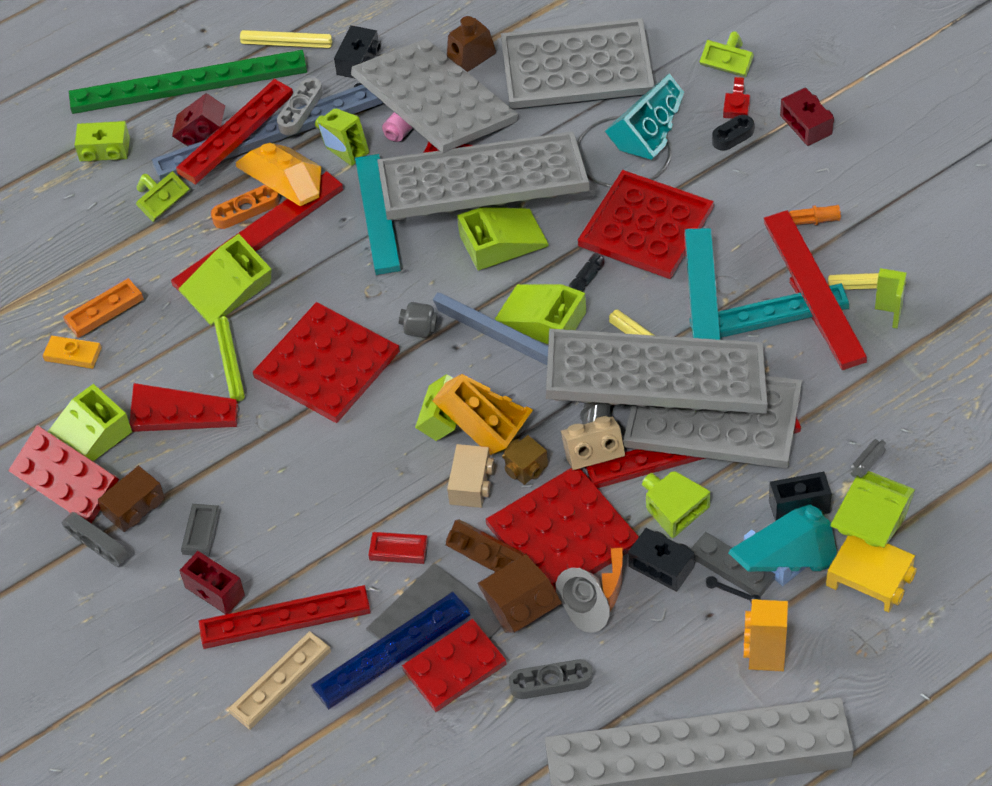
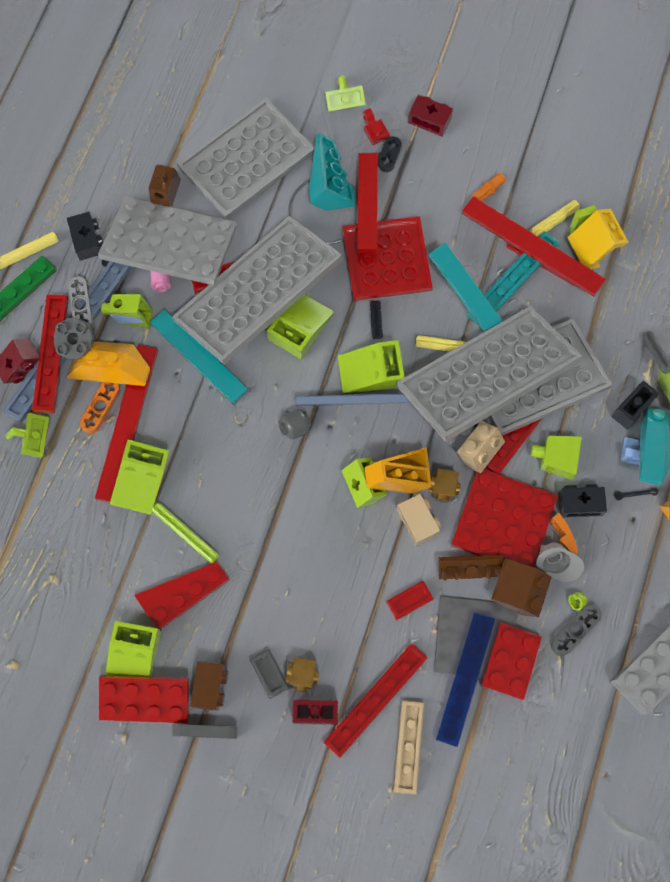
camera: 40 degrees left, 20 degrees up
(72, 352) = (67, 598): light orange plate -> none
(103, 308) = (63, 550): orange plate -> none
(231, 545) = (302, 674): none -> pearl gold brick
(264, 124) = (73, 338): none -> dark grey plate
(326, 362) = (253, 493): red plate -> none
(576, 650) = (577, 596): none -> lime hinge
(666, 161) = (367, 203): none -> red tile
(714, 556) = (618, 477): dark grey plate -> none
(889, 304) = (597, 238): none -> yellow panel

